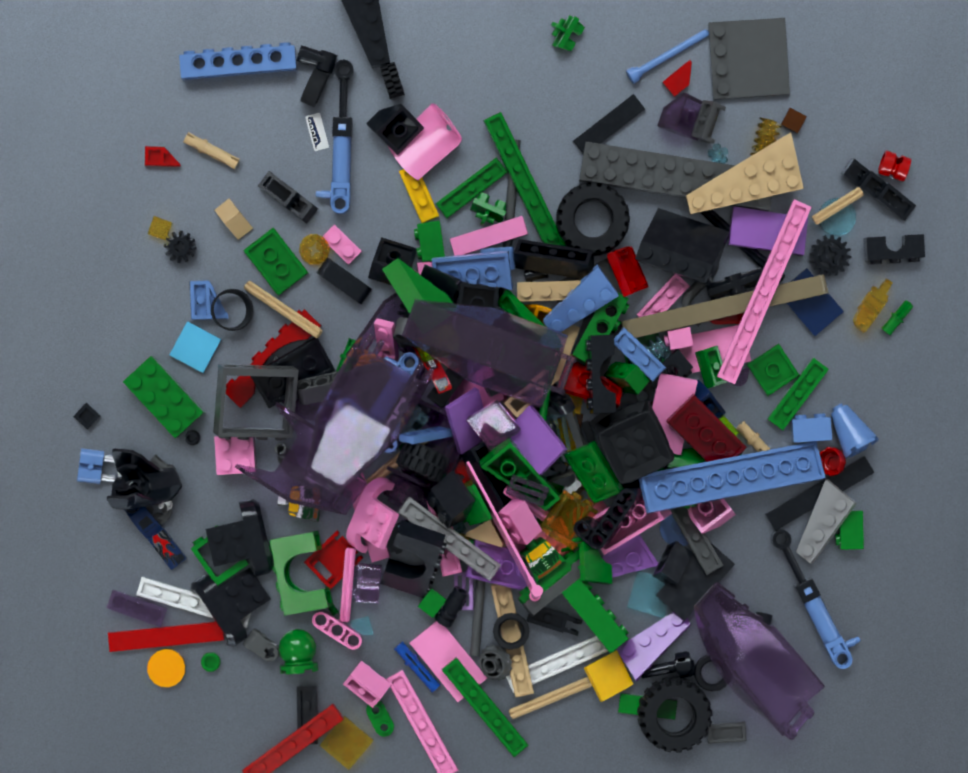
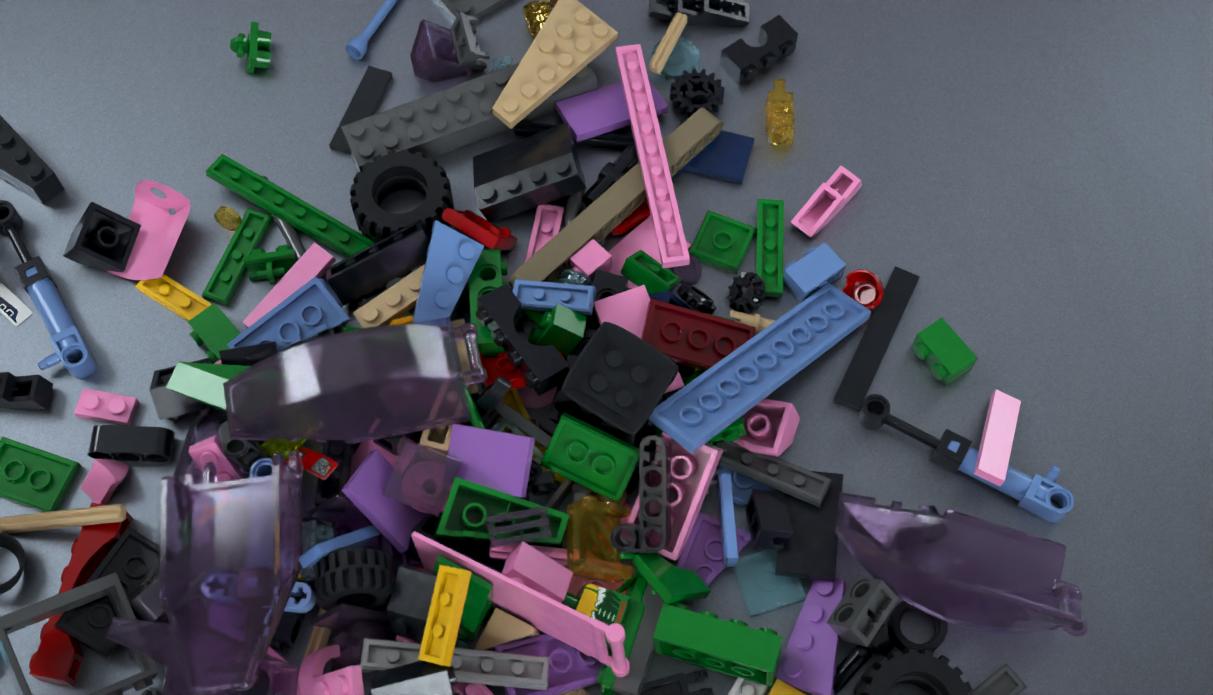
camera: 35 degrees left, 25 degrees down
(318, 295) = (104, 479): none -> bright pink tile
(321, 245) = (80, 438): clear yellow gear -> none
(392, 80) = (68, 192): black tyre -> none
(457, 519) = (444, 615): none -> yellow plate
(480, 158) = (227, 218): none -> clear yellow tile
(648, 551) = (727, 520): none -> medium blue tile
(679, 79) = (408, 27): red tile -> none
(684, 649) = (862, 610): none -> dark grey brick
(727, 402) = (696, 299): none -> black gear
(763, 422) = (755, 292): none -> black gear
(826, 518) = (908, 355): light grey wing -> none
(838, 601) = (997, 438): none -> bright pink tile
(851, 431) = (861, 245): medium blue cone -> none
(855, 386) = (827, 202): none -> bright pink slope
(897, 317) = (816, 112): green axle -> none

